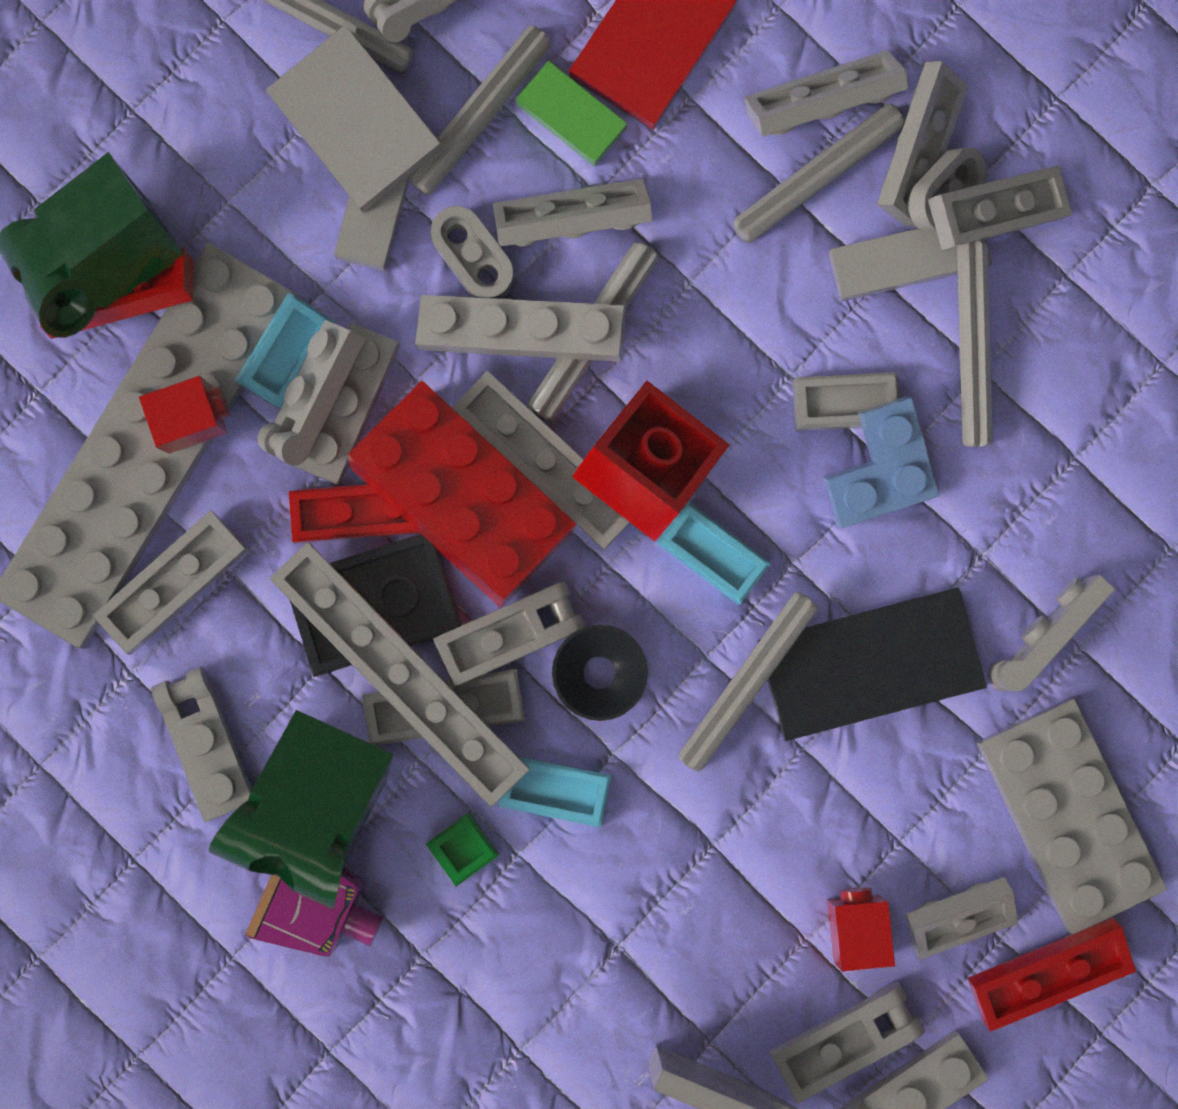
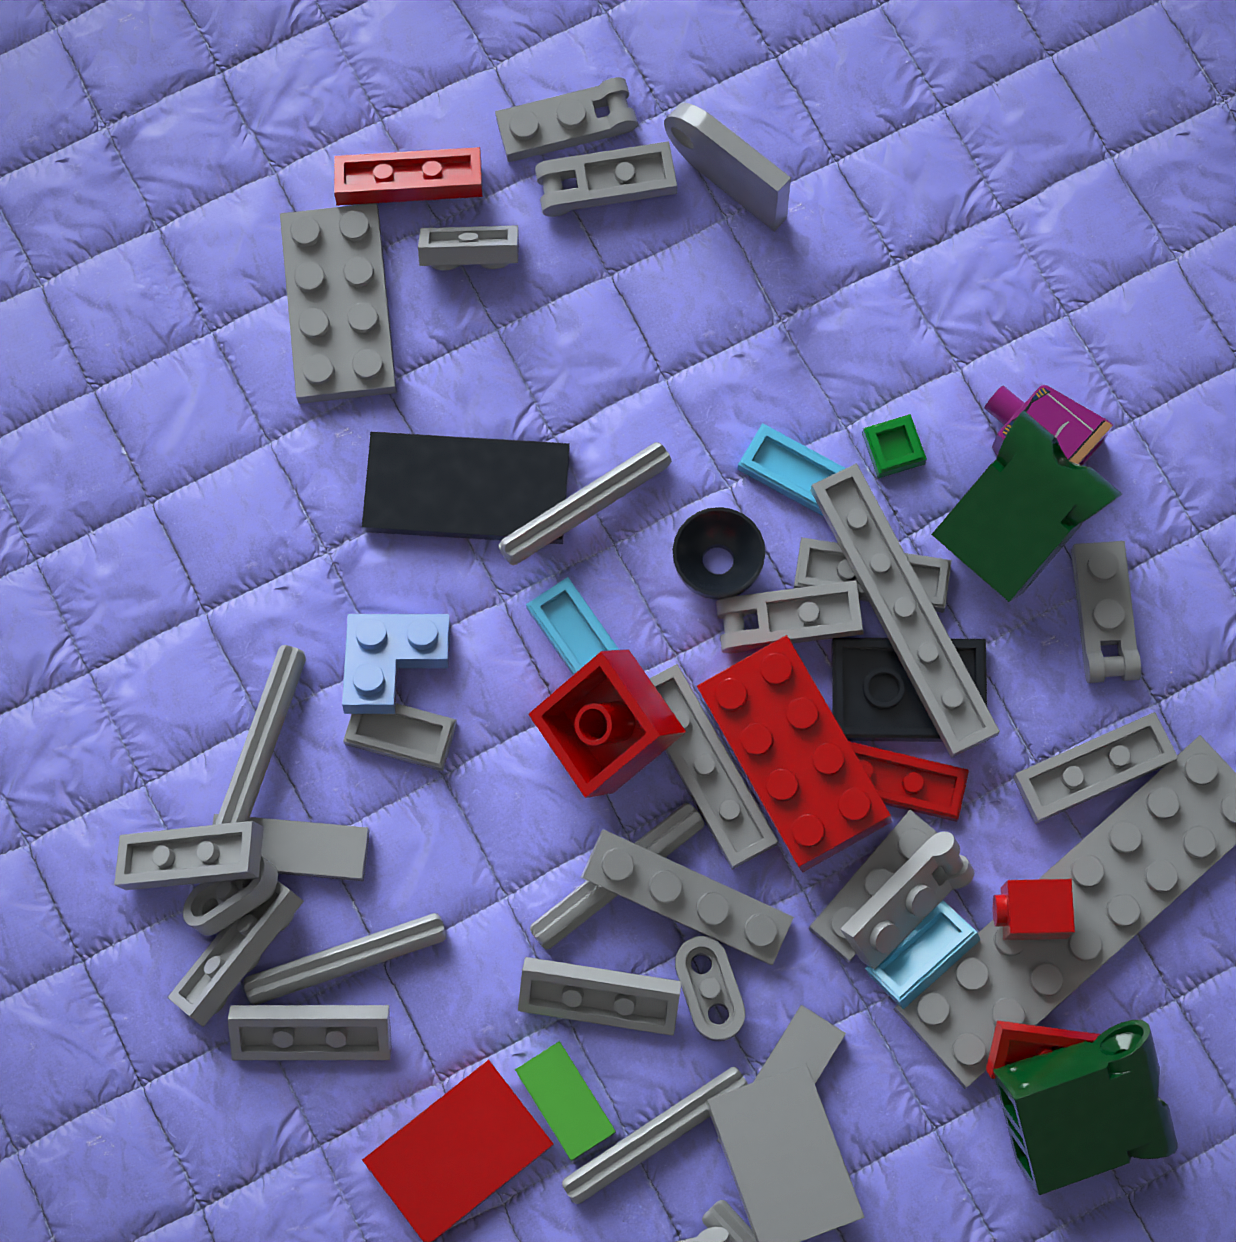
camera: 155 degrees left, 10 degrees down
(860, 930) = (561, 262): red brick -> none
(1049, 635) = (296, 457): light grey plate -> none

